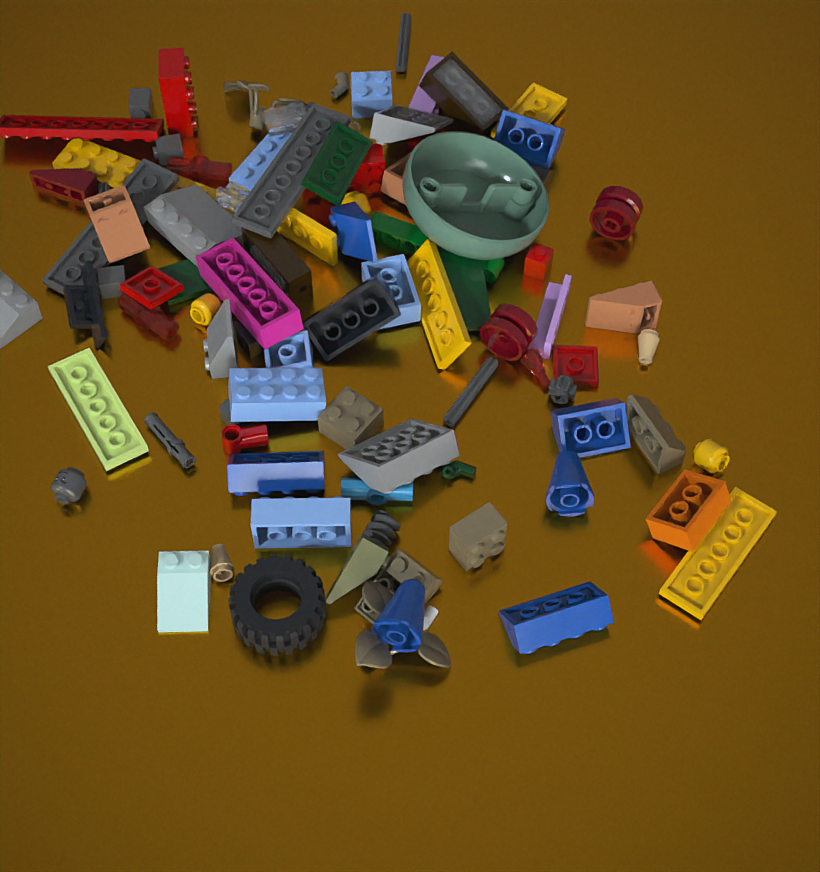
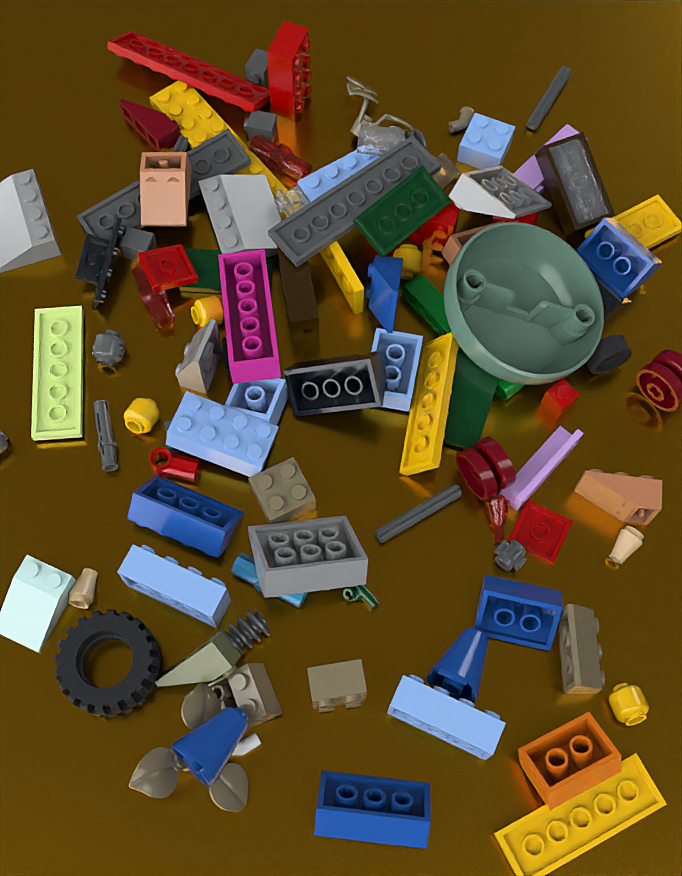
camera: 25 degrees right, 10 degrees up
(133, 371) = (109, 348): none -> dark grey head
(194, 411) = (141, 415): none -> yellow head
(561, 213) = (609, 354): none -> black tyre
(577, 522) = (446, 717): none -> light blue brick

